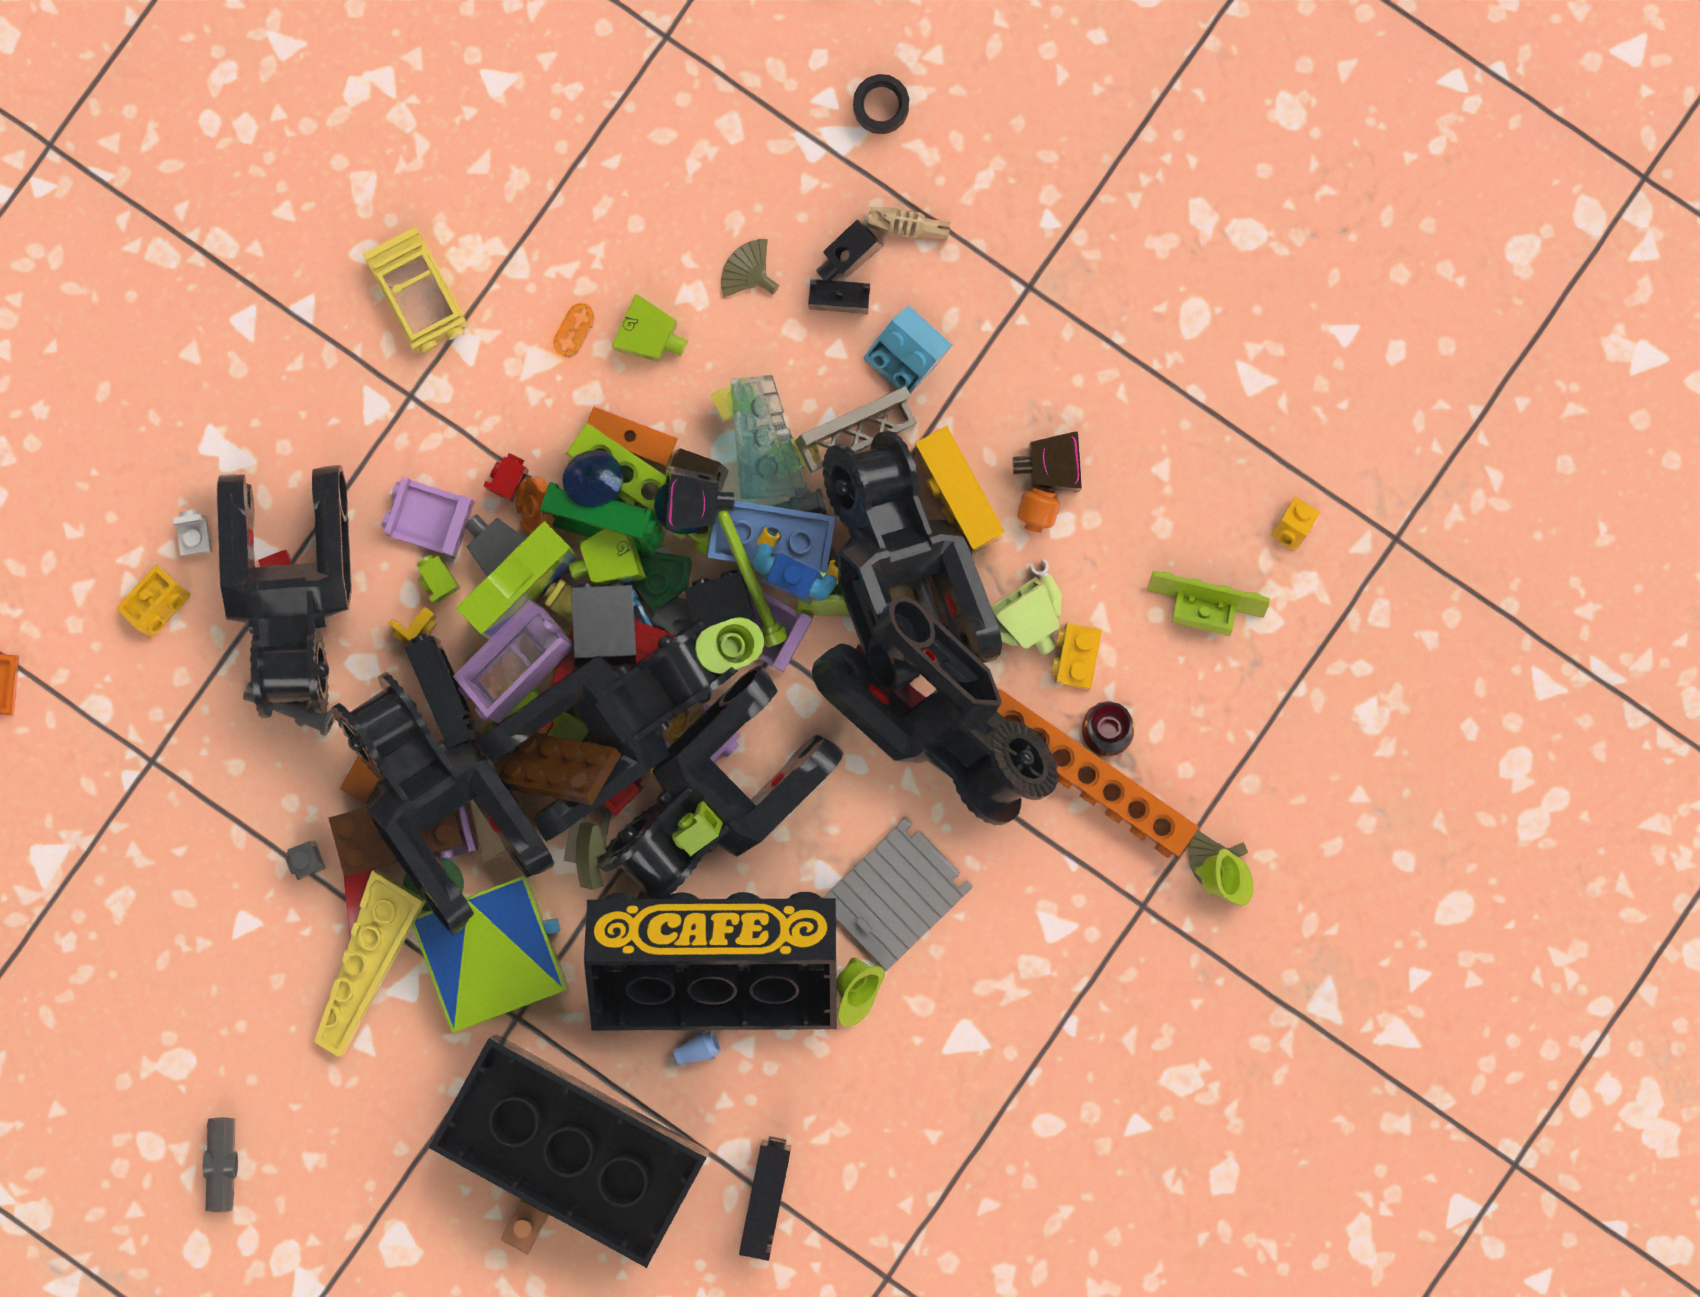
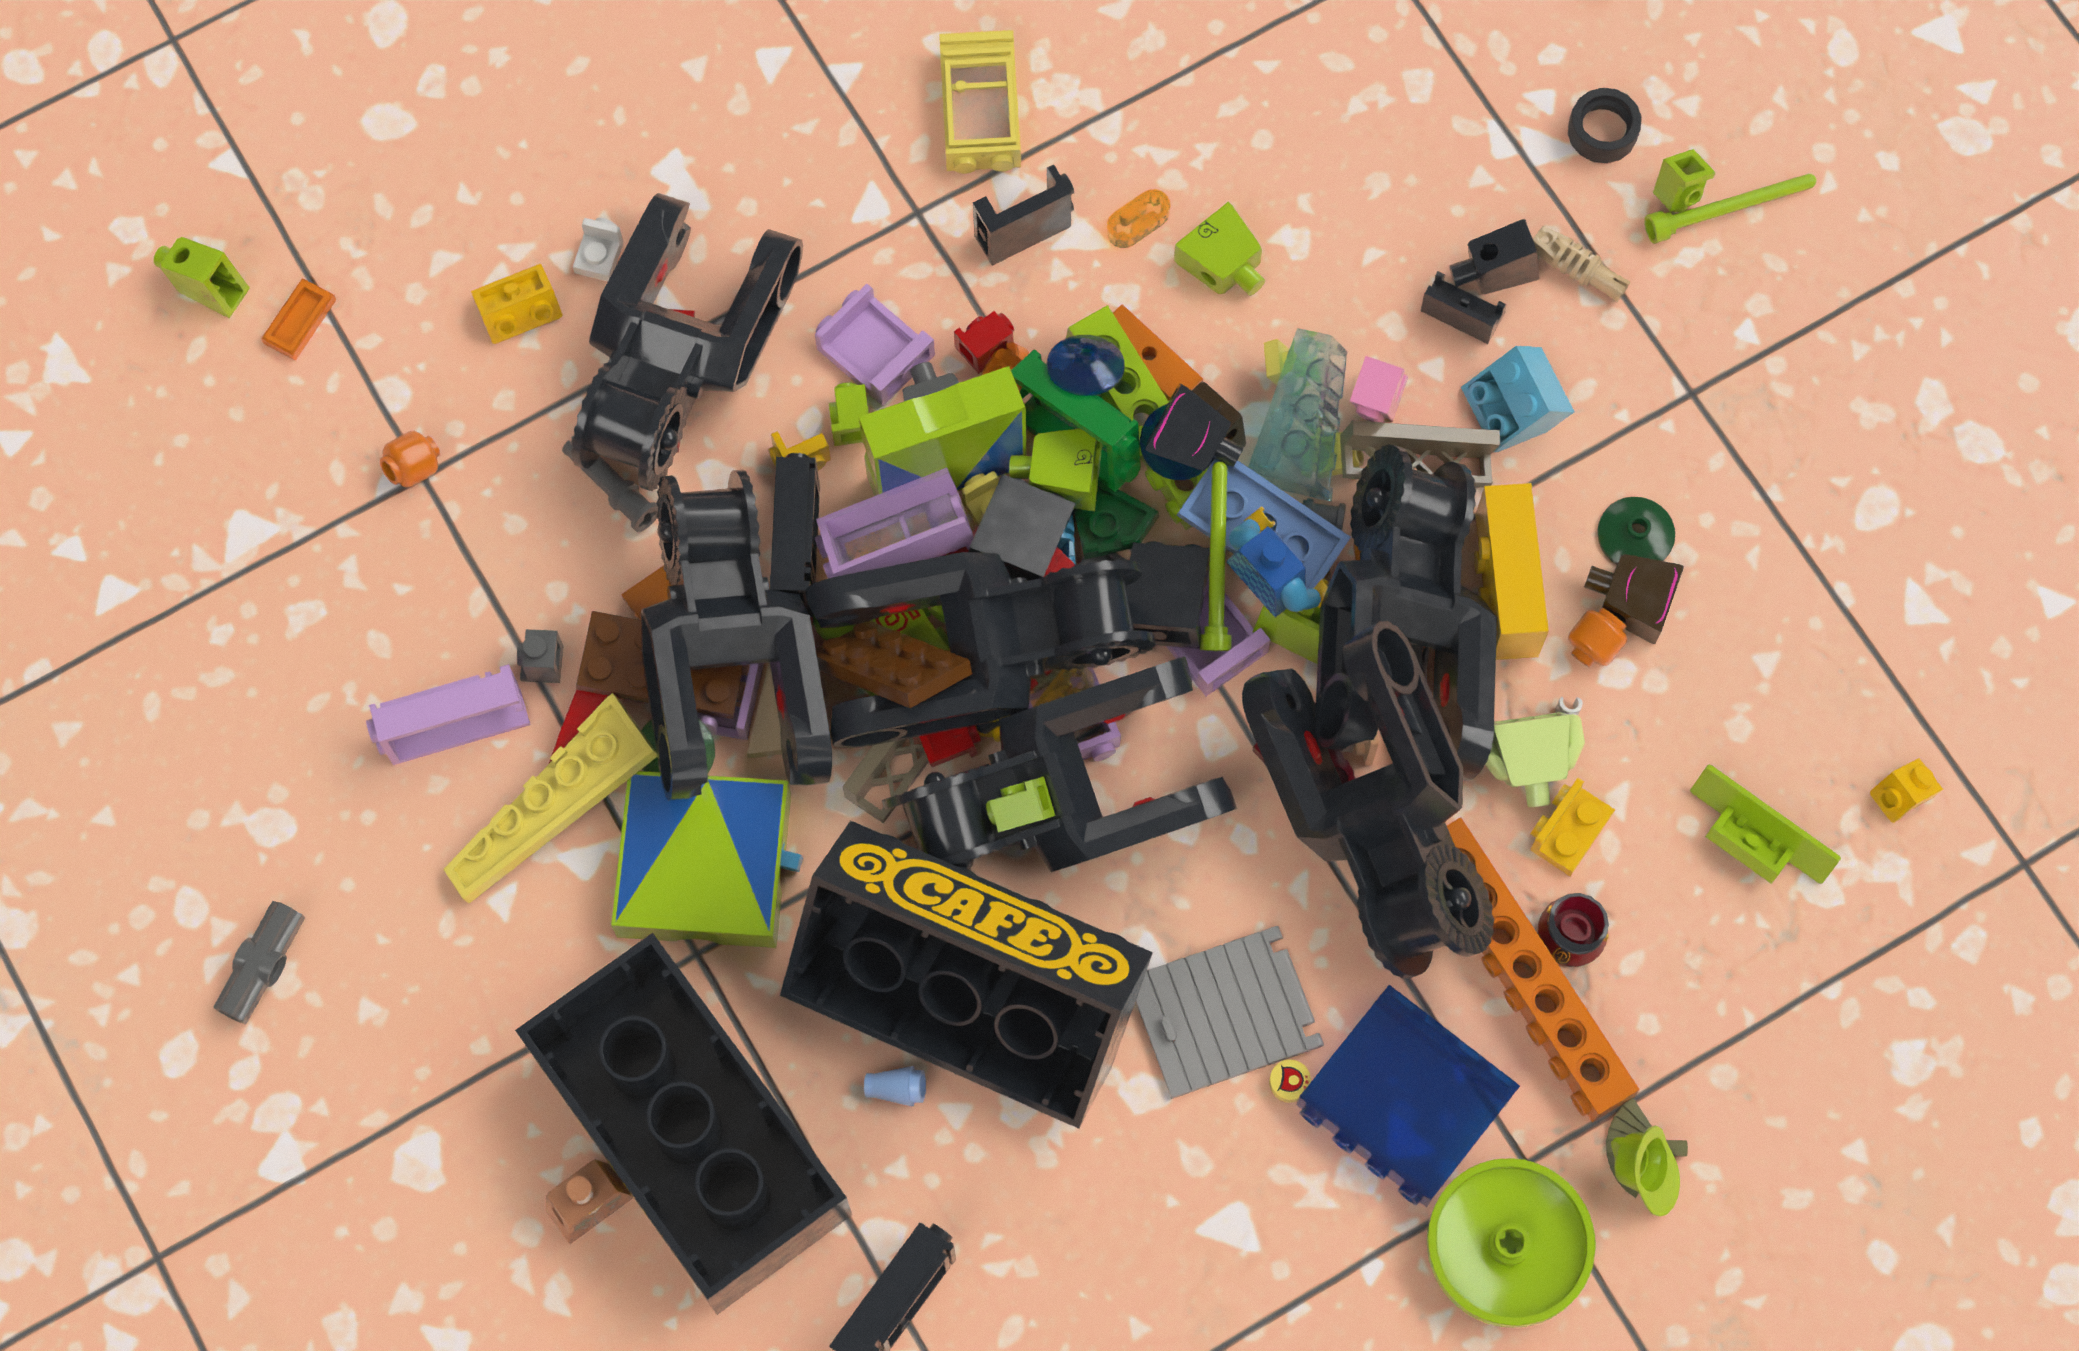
camera: 25 degrees right, 15 degrees down
(137, 756) = (409, 459): none -> orange head
(263, 935) = (448, 716): none -> lavender door
(498, 374) = (1026, 222): none -> panel
(588, 847) = (882, 778): olive slope -> none
(729, 645) = (1160, 607): lime piece -> none
(747, 269) = (1369, 238): olive hand -> none
(810, 404) = (1378, 390): none -> bright pink arch
(858, 990) = (1126, 1102): lime piece -> none
(955, 165) = (1662, 225): none -> lime piece
(961, 129) = (1682, 180): none -> lime brick
(961, 922) = (1289, 1080): none -> light yellow tile
(1030, 428) = (1618, 537): none -> dark green dish
(1045, 900) = (1406, 1096): none -> clear blue panel
(1156, 970) = (1511, 1243): none -> lime dish

